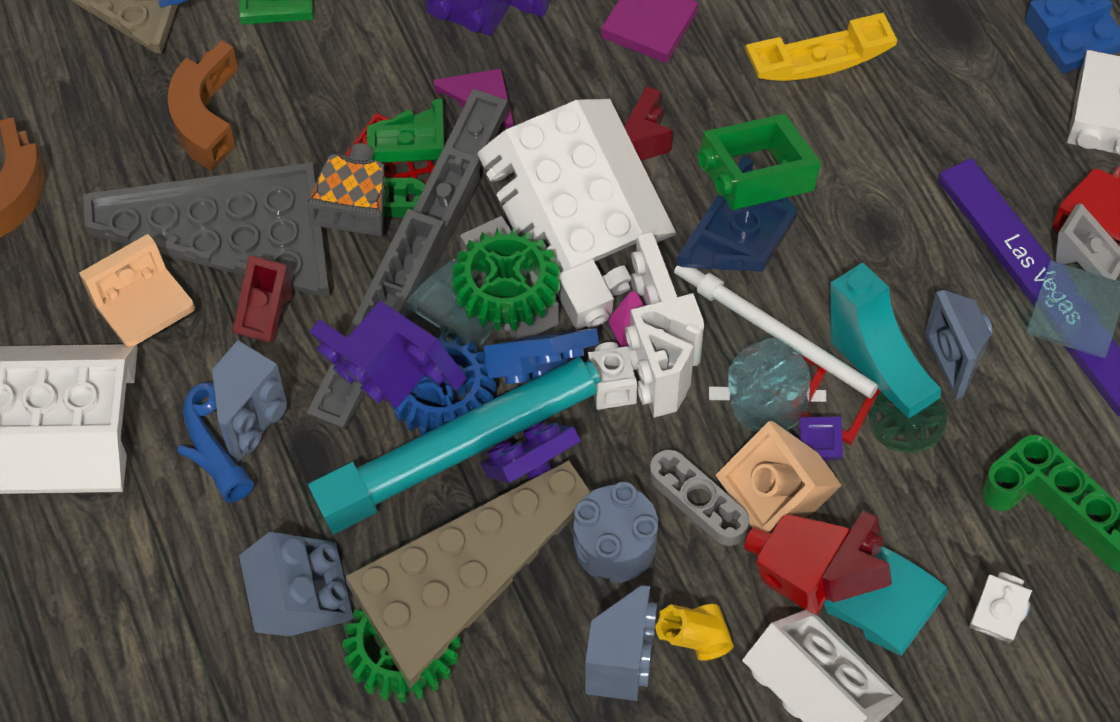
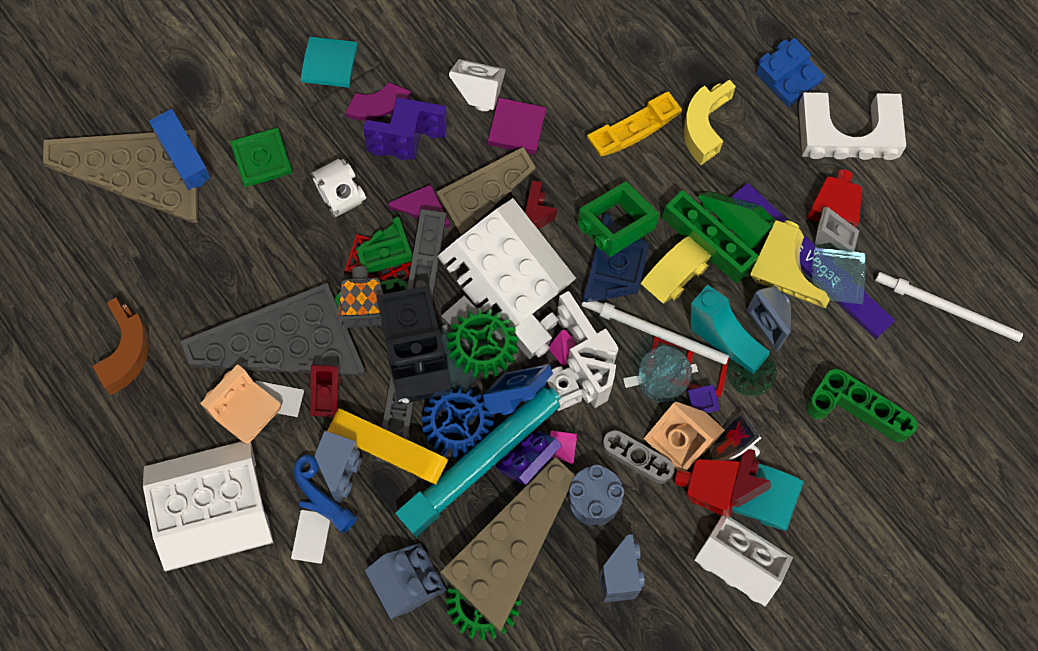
camera: 20 degrees left, 10 degrees up
(179, 498) = (310, 537): none -> white sticker
(198, 130) = (240, 275): dark orange arch -> none
(209, 304) = (289, 397): none -> white sticker
(331, 392) = (389, 446): none -> yellow beam
(367, 63) = (329, 178): none -> white brick
(387, 355) = (424, 419): dark purple bracket -> none
(404, 249) = (413, 345): none -> black piece
(589, 456) = (566, 452): none -> dark pink slope
(601, 76) = (481, 191): none -> dark tan wing
(696, 629) = (662, 548): yellow piece -> none
(828, 249) = (676, 269): none -> light yellow brick
(854, 500) = (735, 440): none -> shield
(892, 215) = (725, 248): none -> green brick
(915, 82) = (698, 133): none -> light yellow arch
(957, 207) = (745, 219): none -> green slope
(992, 273) = (780, 265): none -> light yellow arch
(1001, 607) = (839, 488): white head -> none

